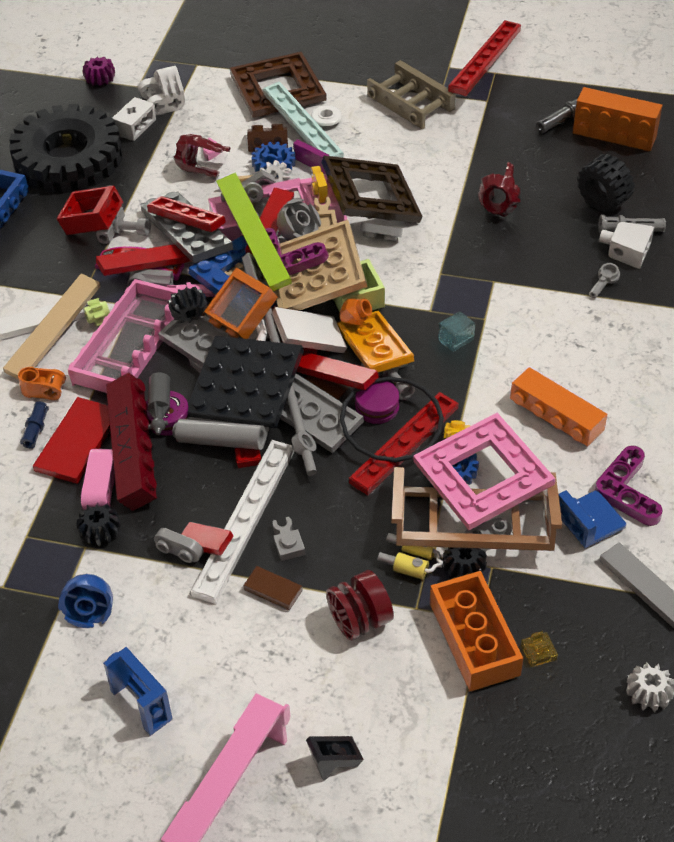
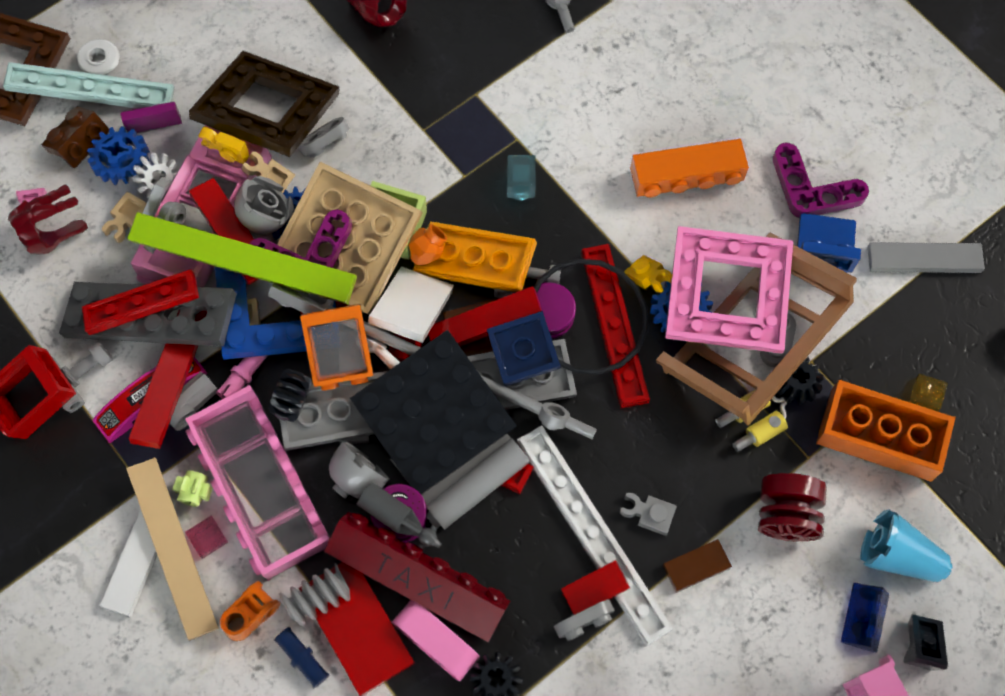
camera: 55 degrees left, 20 degrees up
(74, 340) = (206, 537): none -> clear pink tile
(76, 400) = (316, 596): none -> light grey piece
(177, 368) = (354, 471): none -> light grey cylinder
(325, 712) = (865, 617): none -> clear blue slope
(330, 394) = (523, 348): none -> dark blue plate
(393, 695) = (903, 550): none -> medium azure cone

